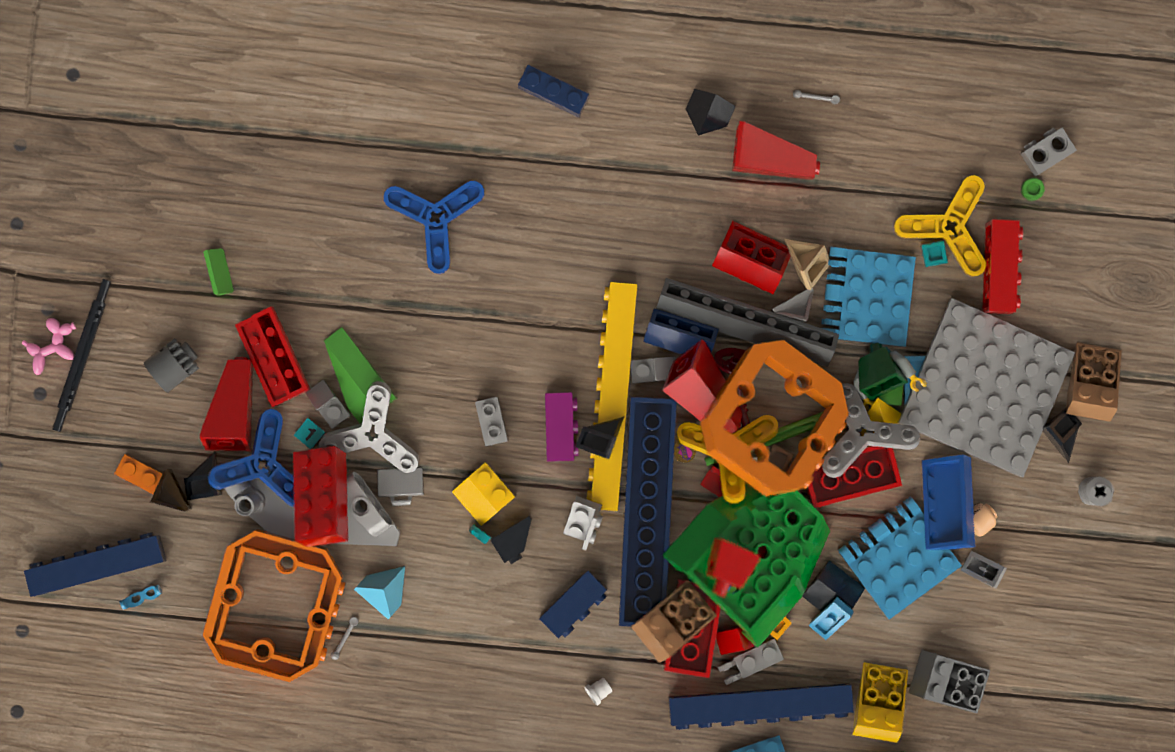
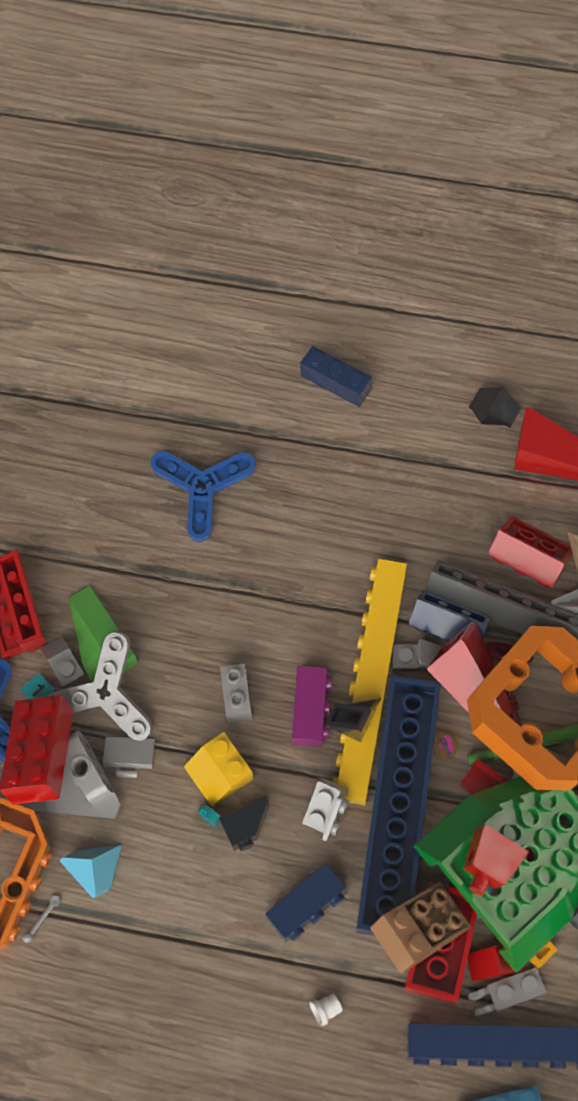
camera: 10 degrees right, 20 degrees down
(759, 430) = (498, 773): yellow piece -> none

